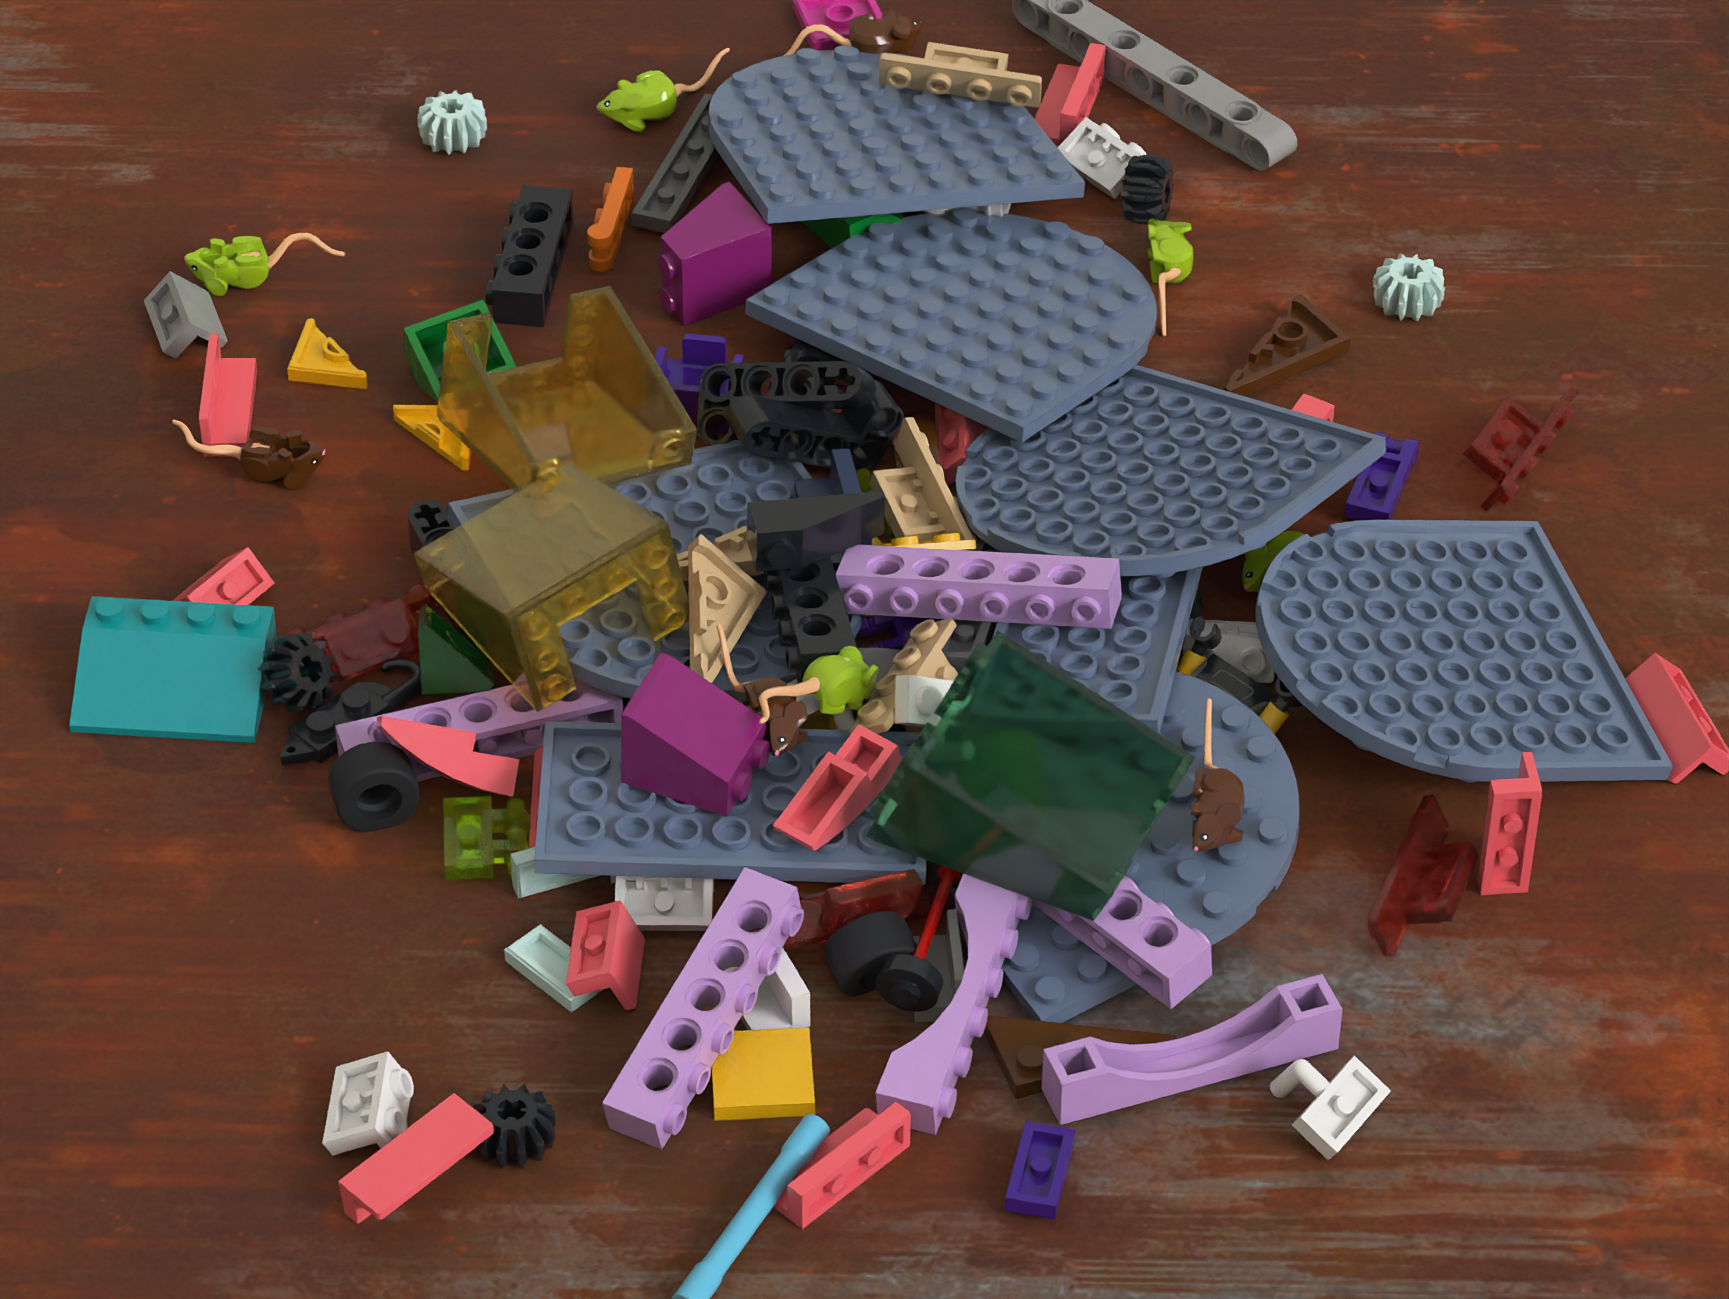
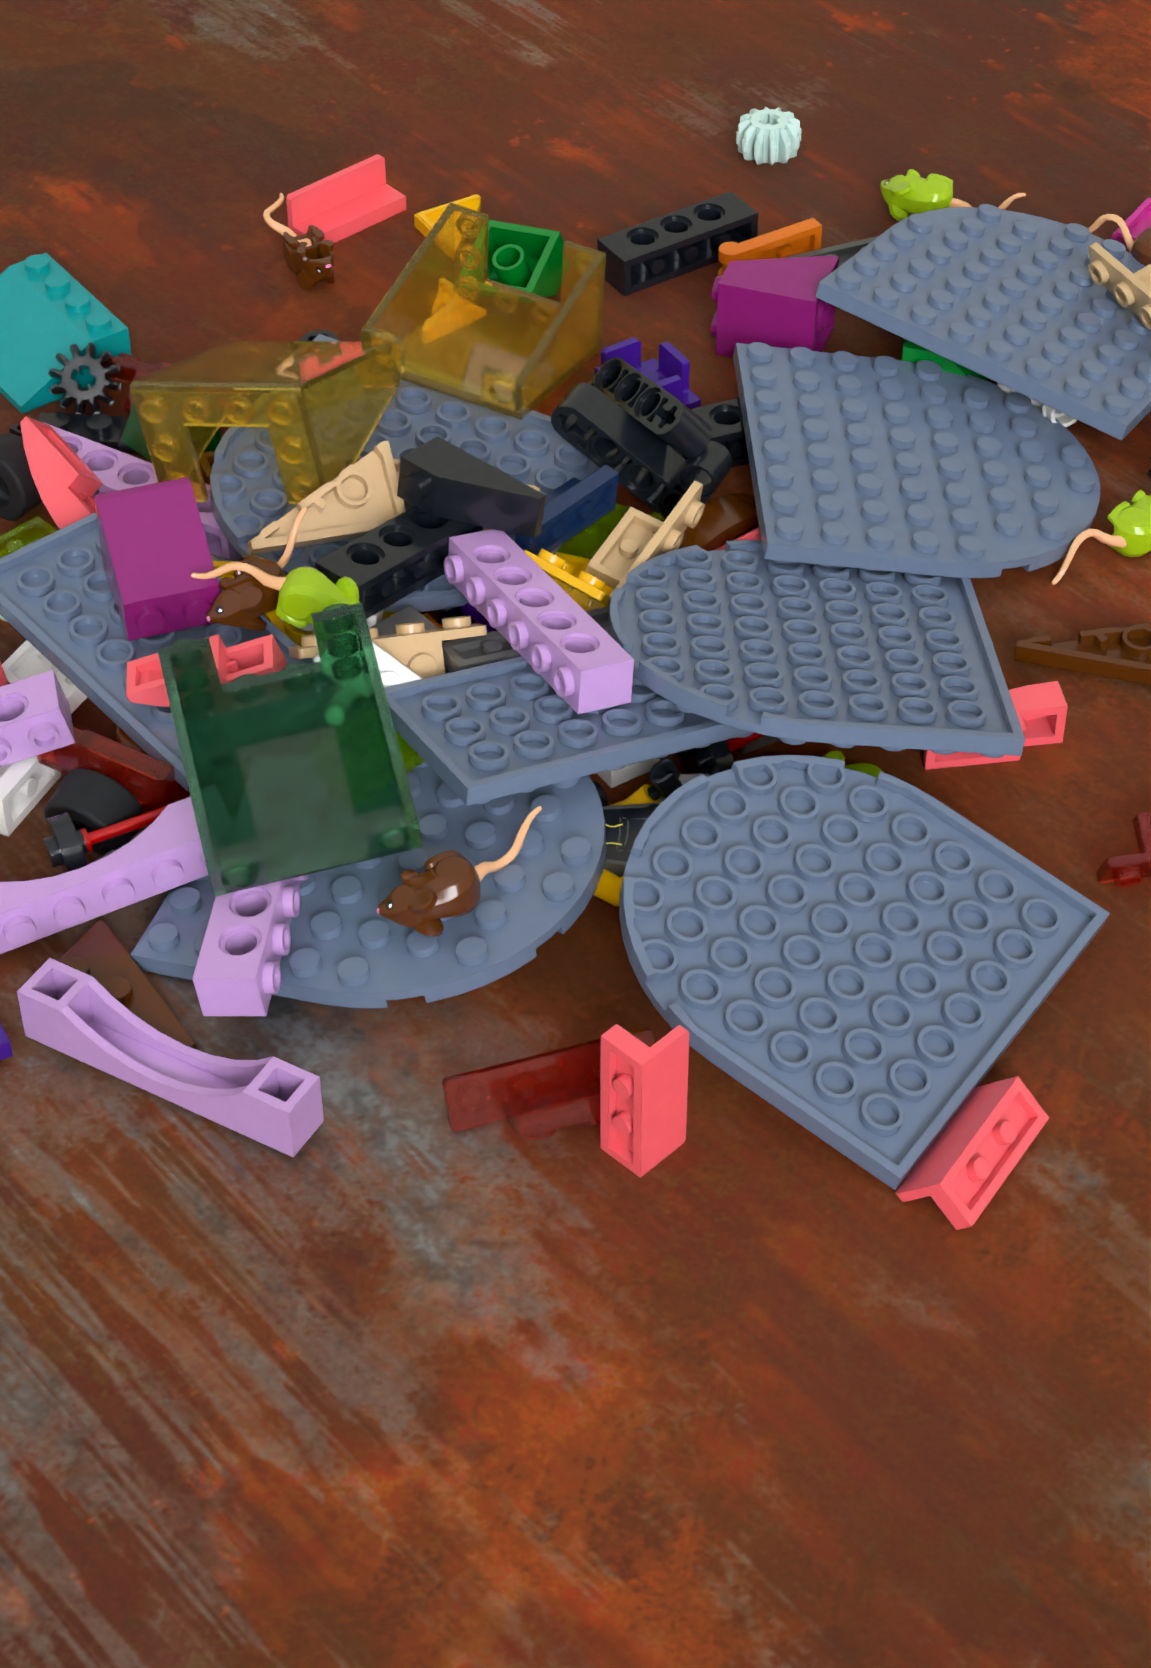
camera: 50 degrees right, 0 degrees up
(181, 313) = (416, 147): light grey panel -> none
(232, 581) = (150, 310): coral panel -> none
(242, 262) = (488, 135): lime animal -> none
(1338, 1106) = (208, 1191): white plate -> none
(1381, 483) = (1040, 792): dark purple plate -> none

